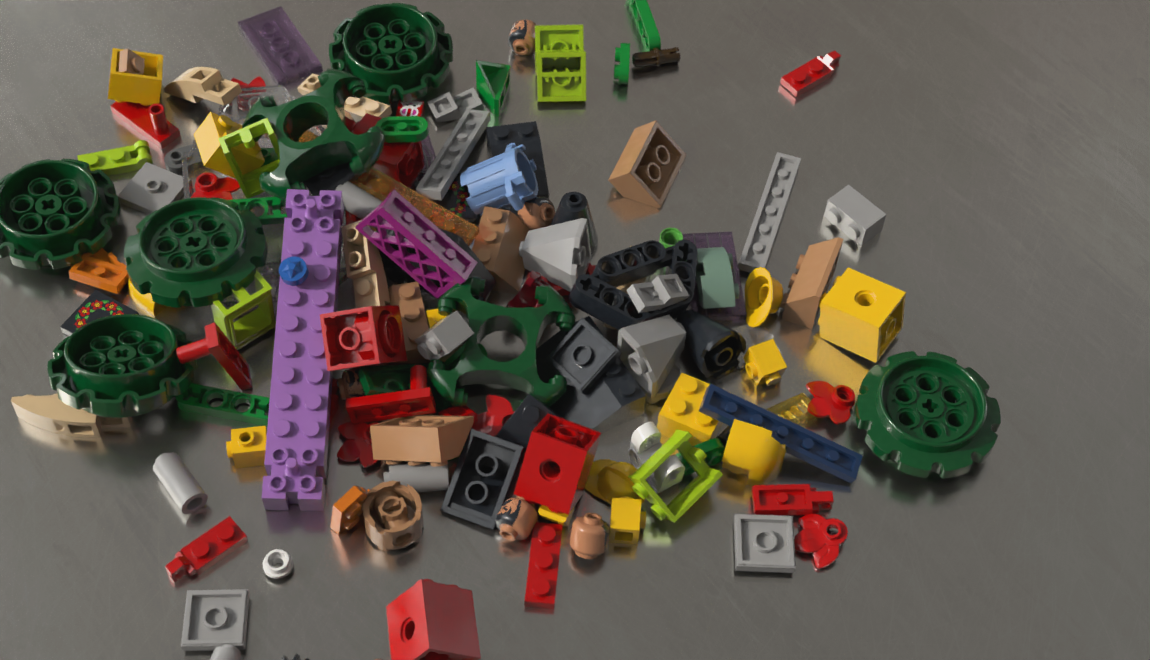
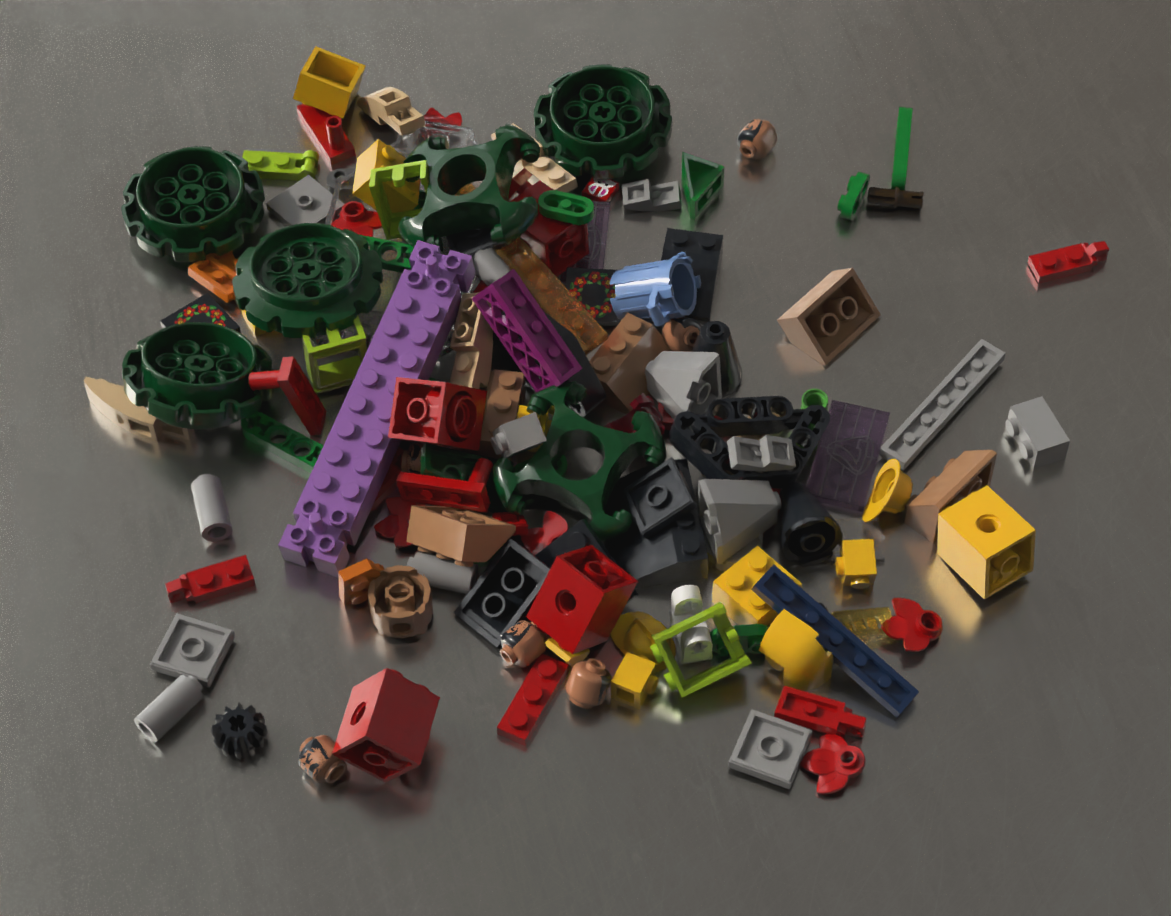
camera: 25 degrees right, 0 degrees up
(131, 62) = (326, 67): medium nougat plate -> none
(247, 446) = (286, 490): yellow brick -> none
(274, 557) = (269, 609): white plate -> none
(280, 46) = (494, 85): clear purple tile -> none
(293, 271) = (390, 325): blue tile -> none
(453, 154) = (620, 248): light grey plate -> none
(560, 63) = (781, 177): lime bracket -> none
(715, 278) = (840, 456): sand green brick -> none
(925, 392) = (1010, 669): dark green piece -> none

